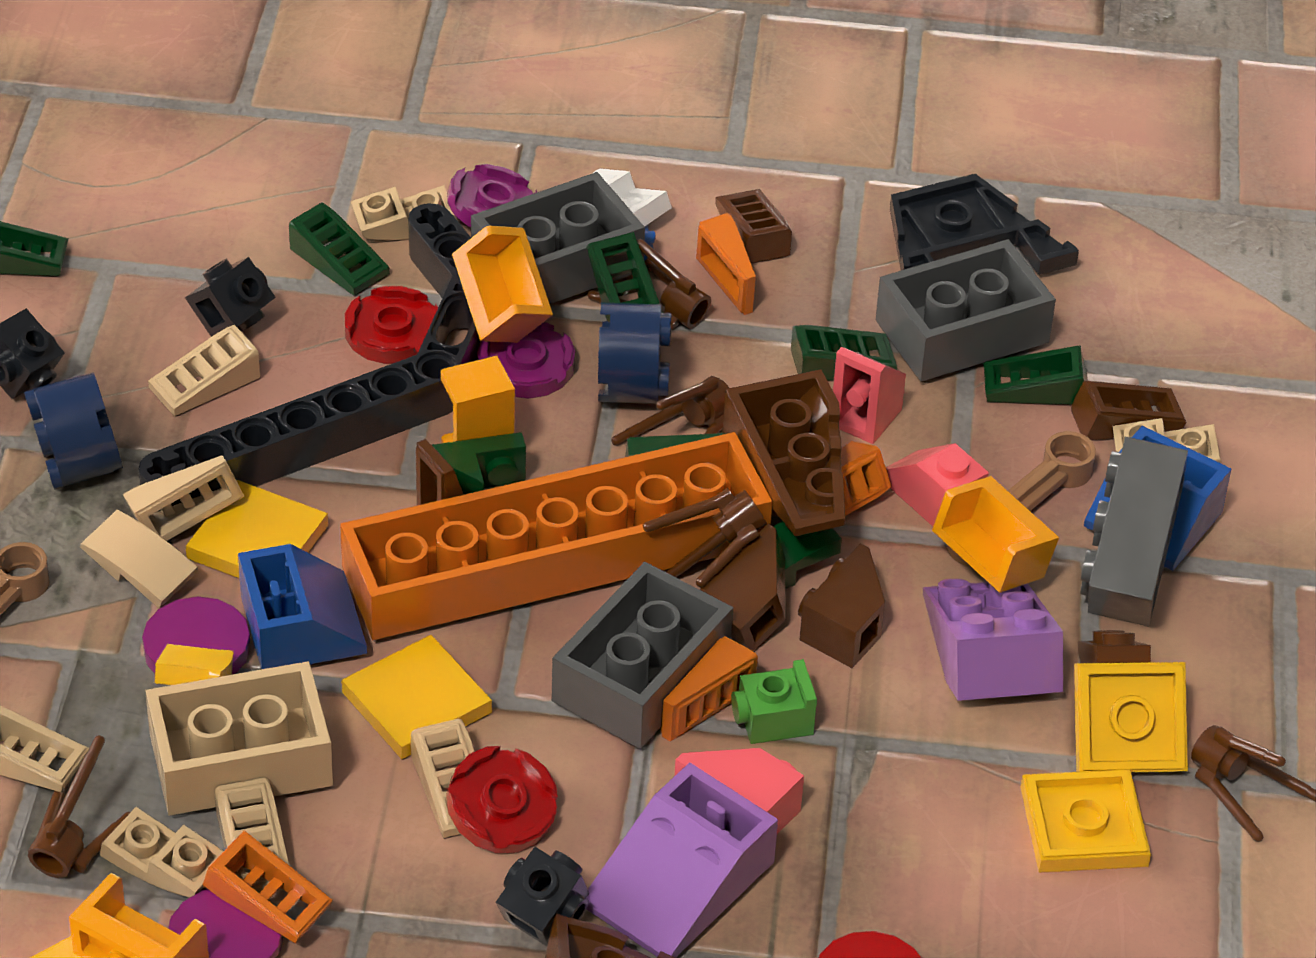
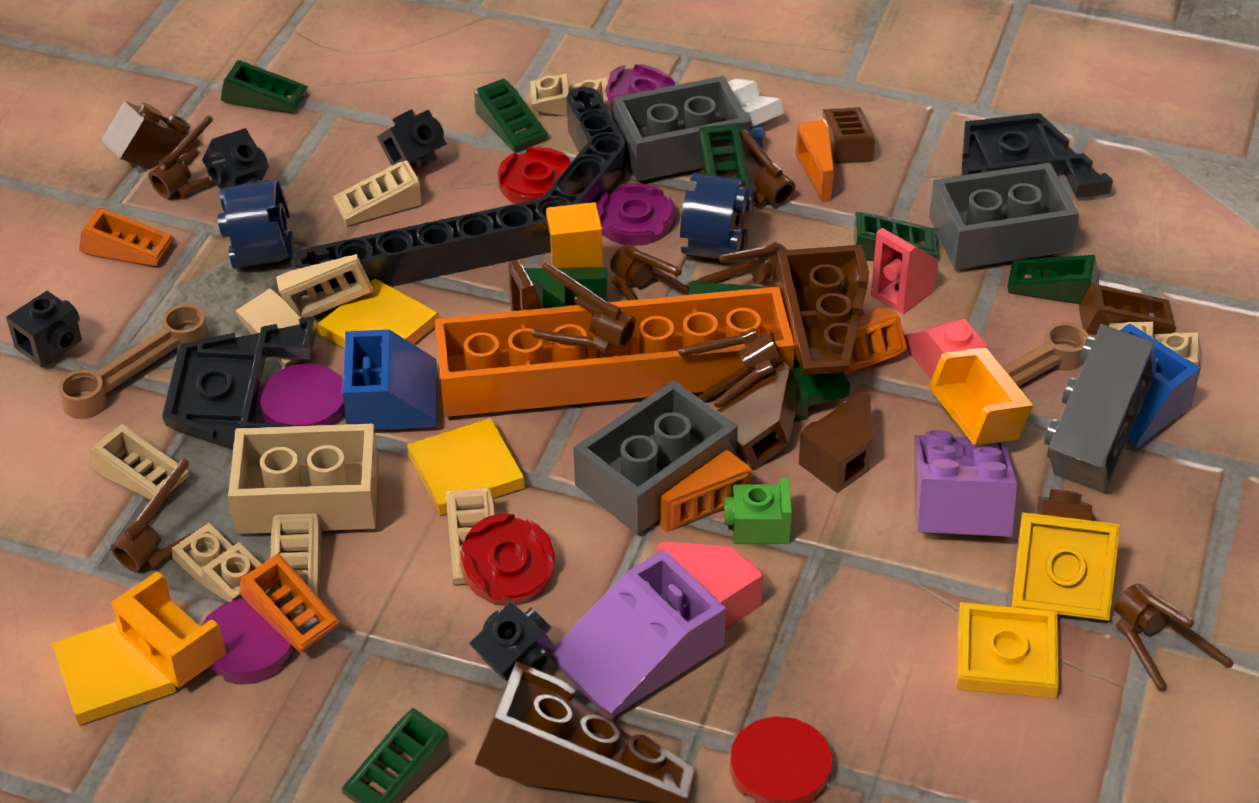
camera: 15 degrees right, 0 degrees up
(91, 632) = (220, 379): none -> black wing
(188, 664) = (286, 413): yellow tile -> none
(502, 284) = (621, 150): light orange panel -> none
(550, 427) = (637, 268): none -> reddish brown plant
(556, 502) = (609, 323): none -> reddish brown plant

